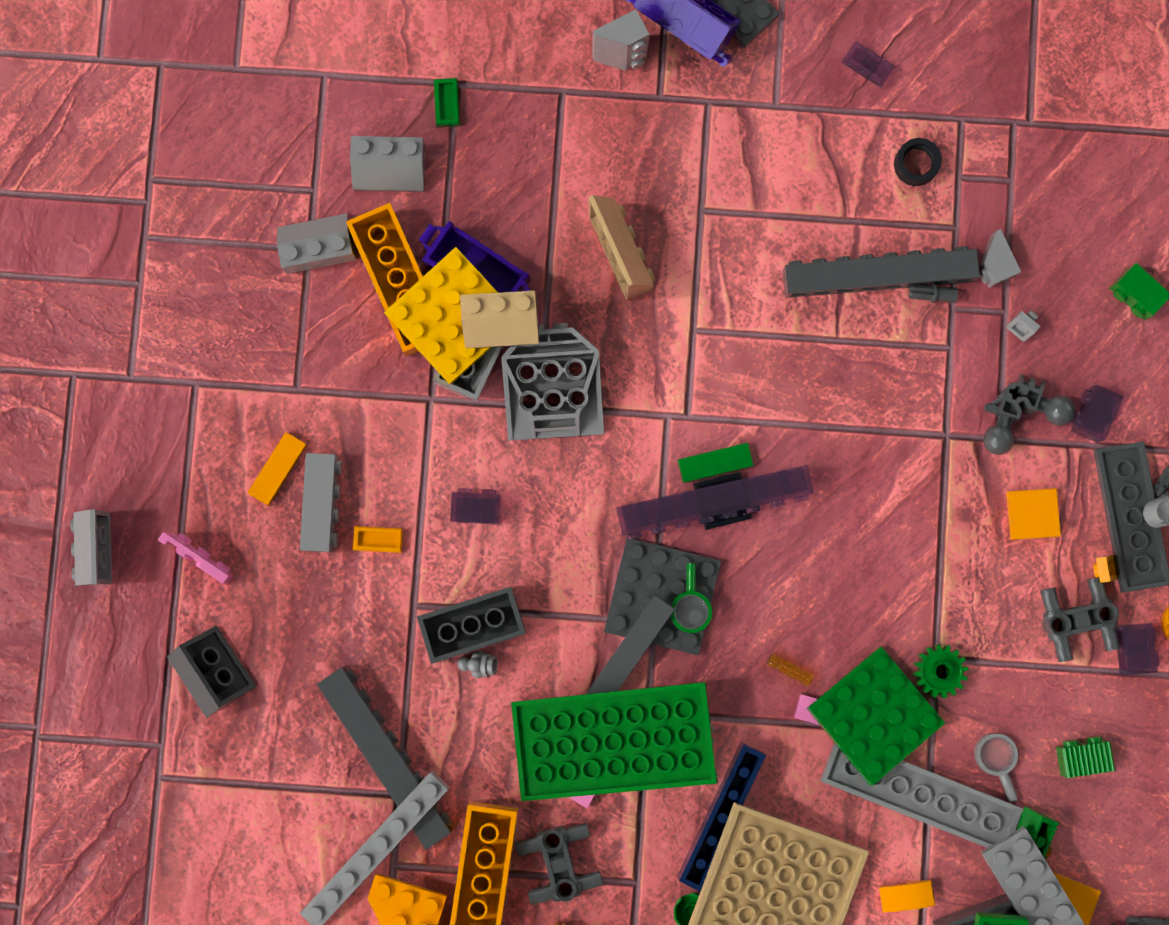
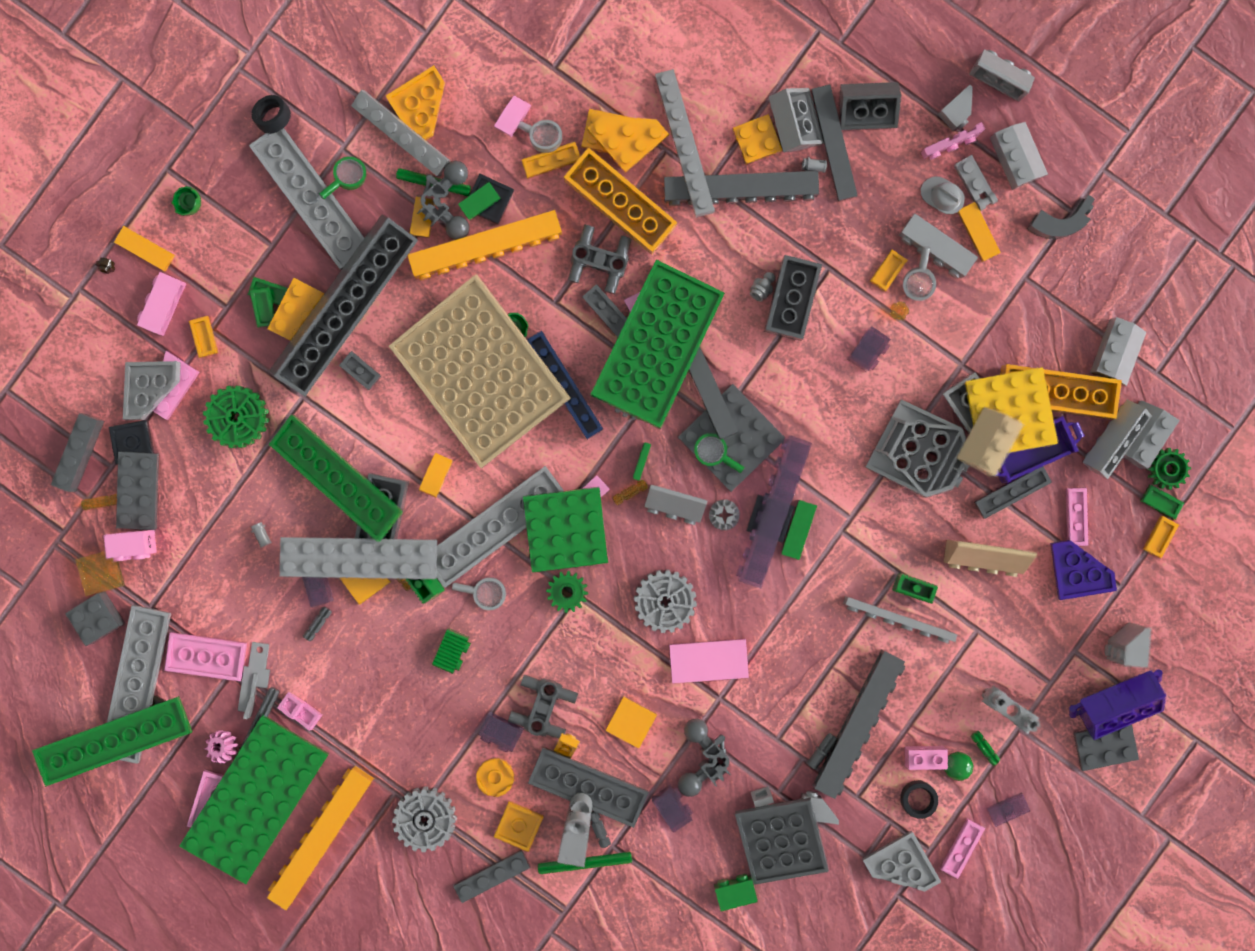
camera: 120 degrees right, 5 degrees up
(158, 572) = (958, 110): none -> light grey slope
(168, 477) = (1018, 155): none -> light grey slope
(226, 393) = (1053, 228): none -> dark grey arch
(226, 505) = (975, 182): none -> light grey plate
(261, 531) = (942, 195): none -> light grey piece
(274, 684) = (834, 142): none -> dark grey tile
(274, 742) = (796, 119): none -> light grey slope
(312, 691) = (814, 165): none -> light grey pin
(321, 771) = (757, 139): none -> light orange plate
(369, 498) = (920, 282): none -> piece
(407, 104) = (1178, 465): none -> green gear
(409, 496) = (904, 310): none -> clear yellow plate
(410, 188) = (1117, 439): none -> light grey brick
(484, 82) = (1160, 537): none -> light orange tile
(517, 180) = (1077, 516): none -> bright pink tile
(534, 262) = (1012, 492): none -> dark grey plate
(575, 142) = (1079, 572): none -> dark purple plate
(609, 823) = (605, 309): none -> dark grey plate
(701, 302) = (915, 588): none -> green brick
(738, 551) = (717, 508): none -> light grey gear
(741, 288) = (907, 623): none -> light grey plate
(749, 678) = (641, 461): none -> green tile
(766, 109) = (1020, 717): none -> light grey piece
(773, 614) = (675, 504): none -> light grey slope
(819, 127) = (985, 748): none -> green axle
(856, 142) = (959, 766): none -> green hair
(870, 181) = (926, 757): none -> bright pink brick
(901, 554) = (678, 608): none -> light grey piece
(915, 472) = (709, 661): none -> bright pink tile
(938, 87) = (962, 848): none -> bright pink tile
(995, 137) = (903, 864): none -> light grey plate
(1056, 277) = (782, 841): none -> dark grey plate

